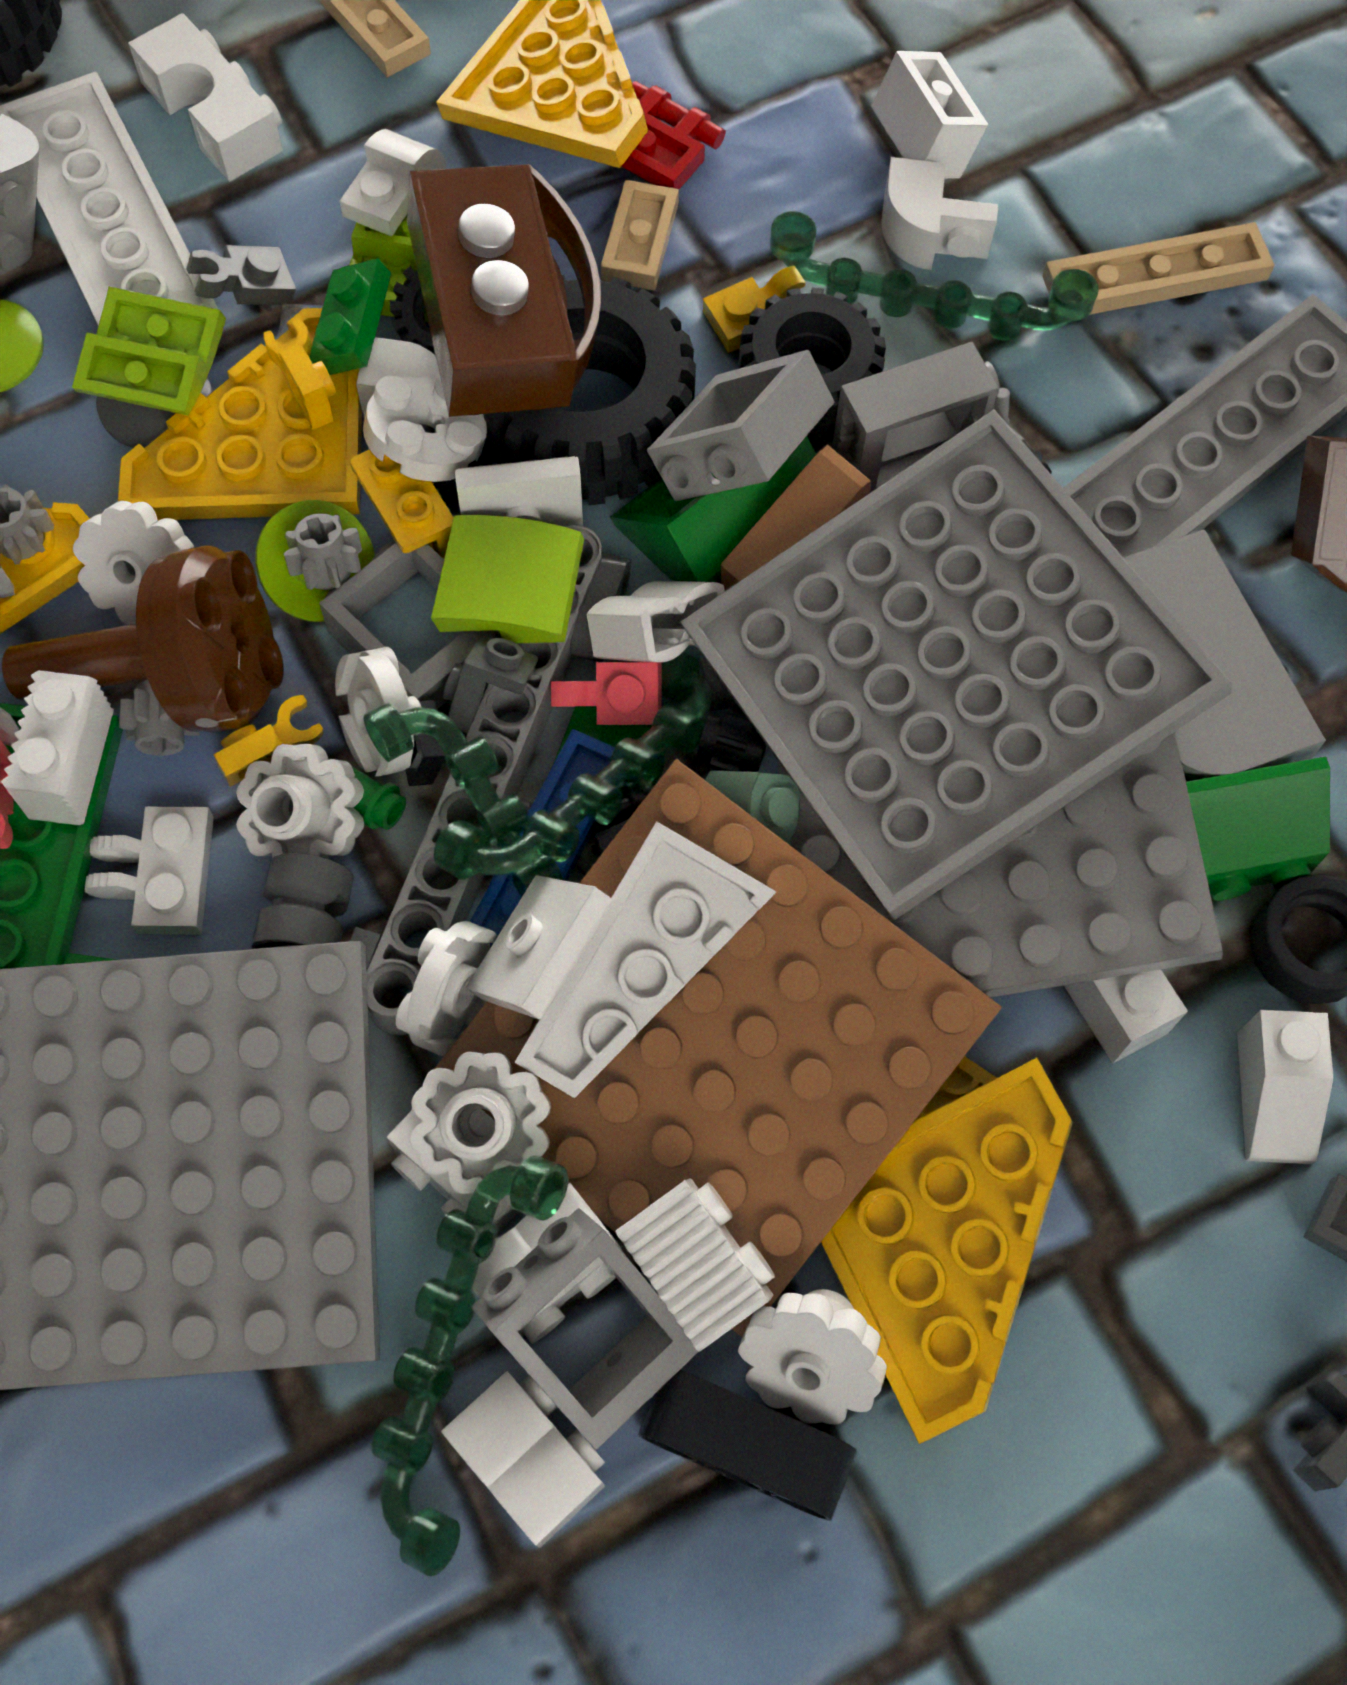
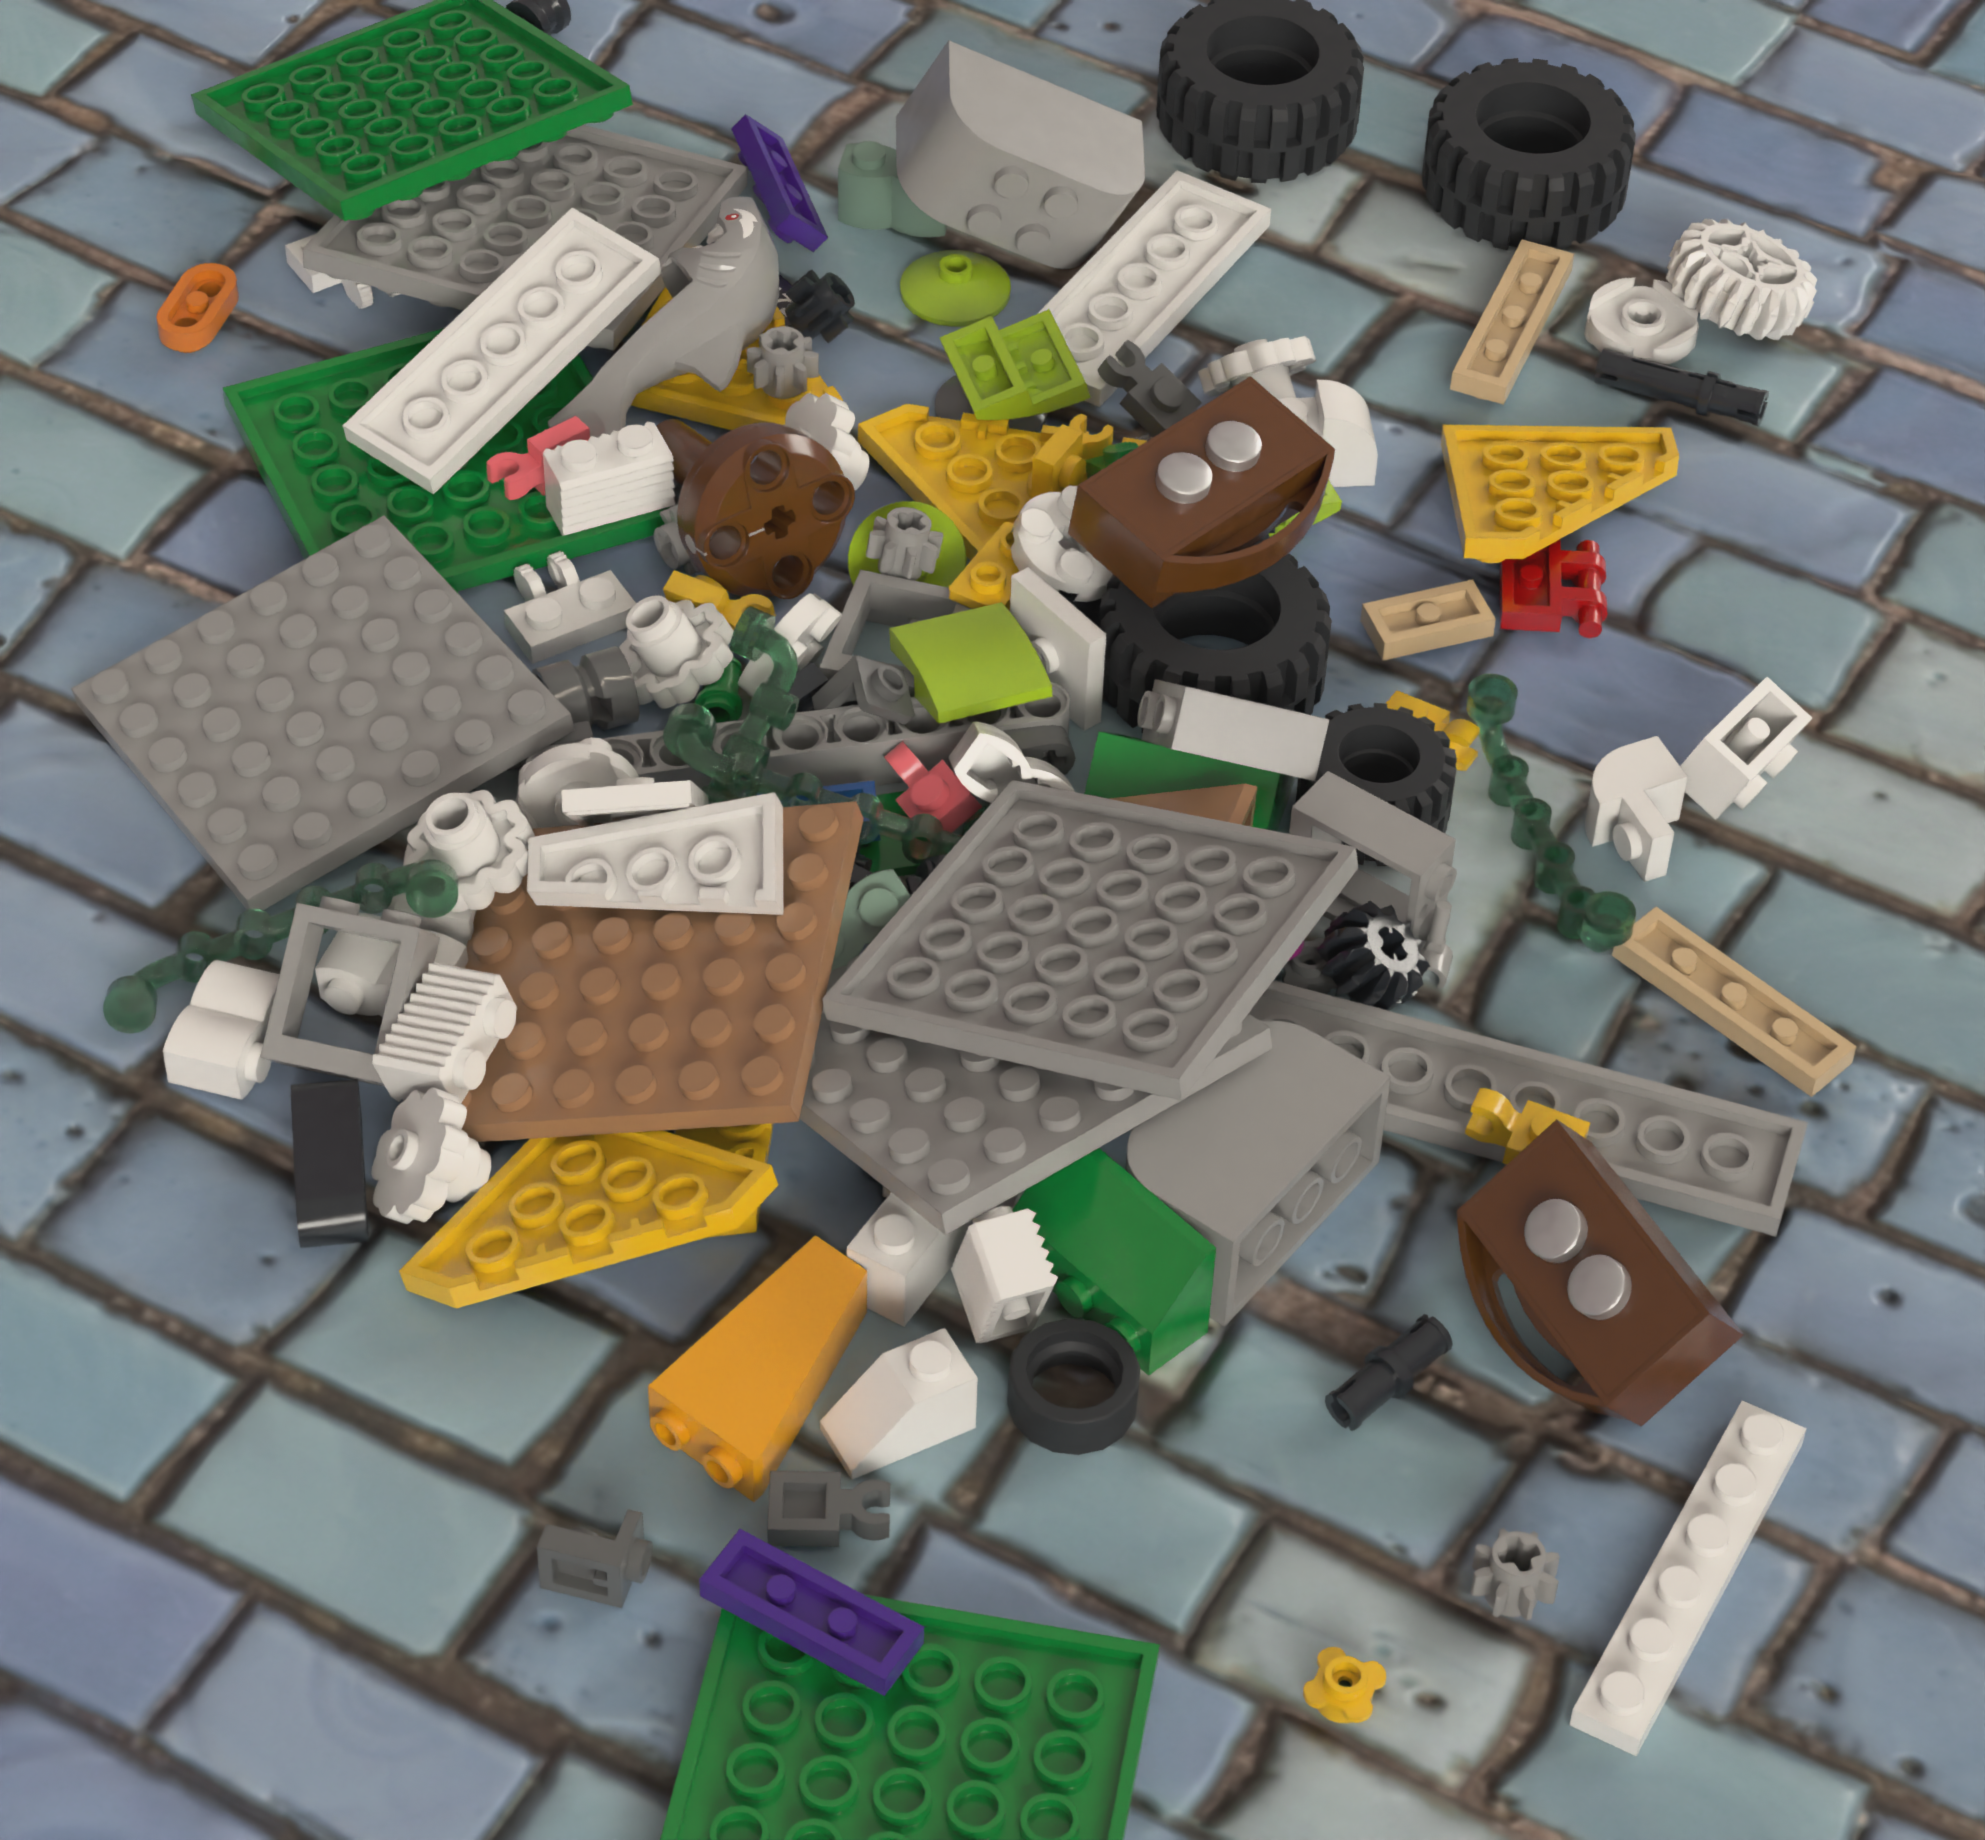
camera: 60 degrees right, 20 degrees down
(229, 117) = (1320, 280): white arch -> none
(297, 187) = (1264, 361): none -> white plant
(1192, 1179) = (761, 1369): none -> light orange slope
(1250, 470) = (1499, 1123): none -> yellow plate
(1253, 928) = (1003, 1273): none -> white brick

